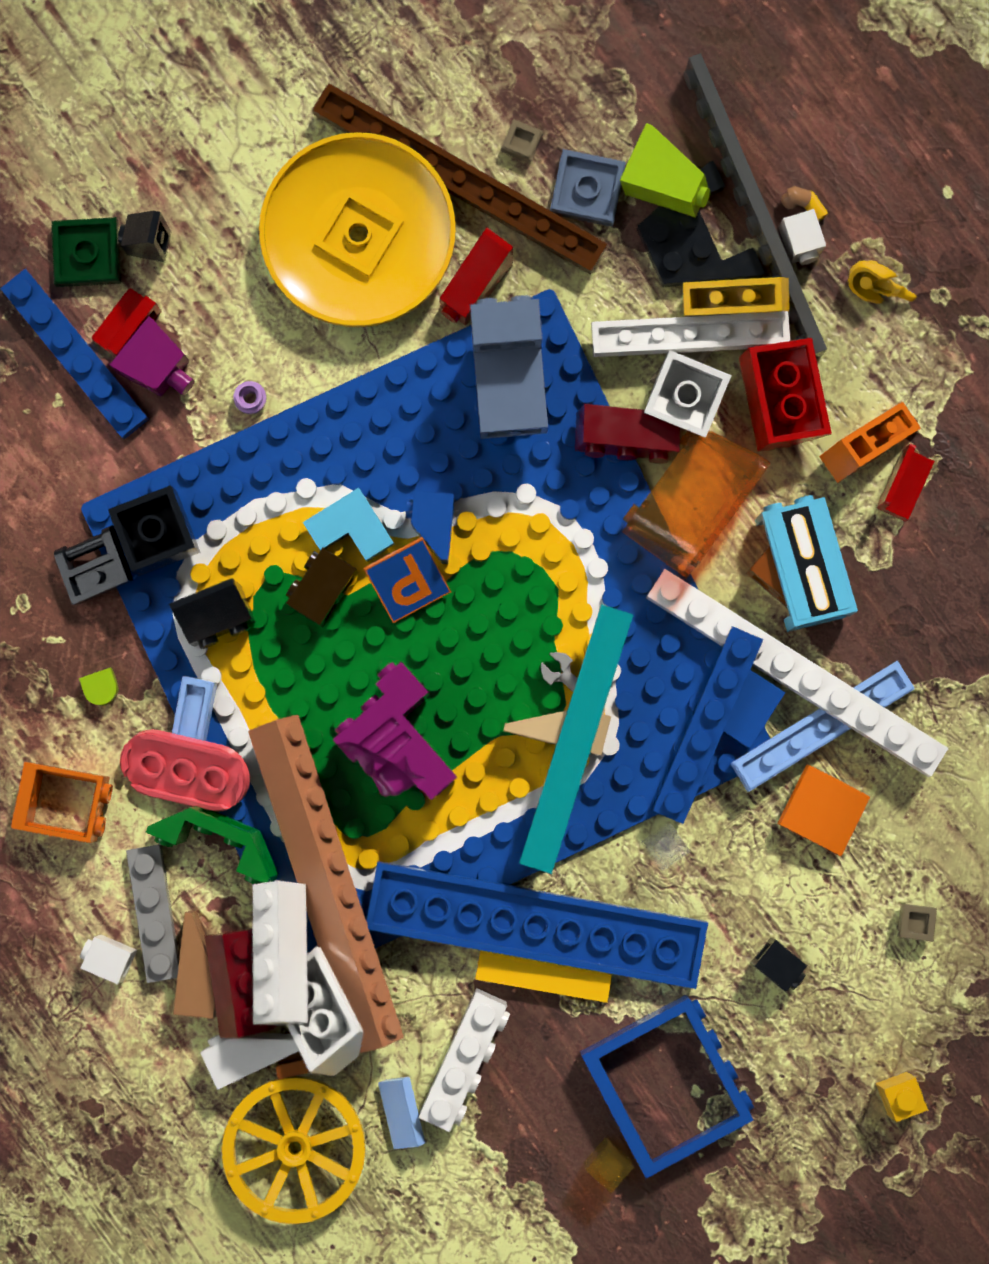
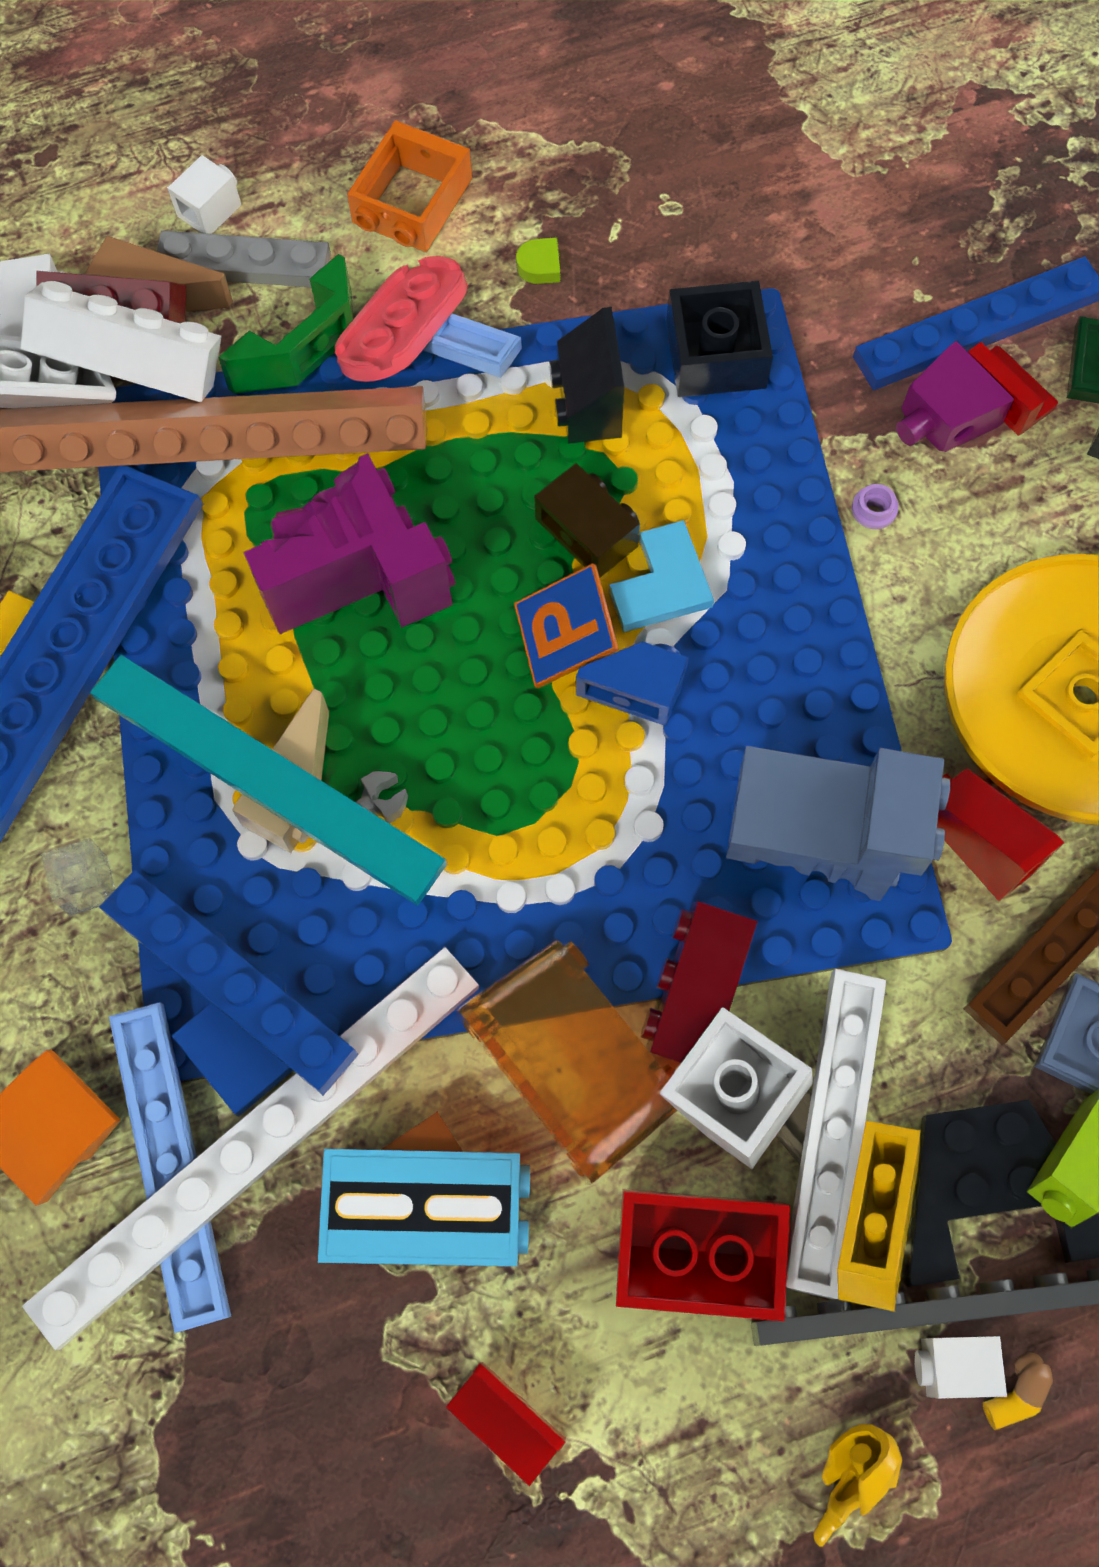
camera: 110 degrees right, 15 degrees down
(97, 575) = (679, 267): black plate -> none
(869, 442) = (591, 1382): orange slope -> none

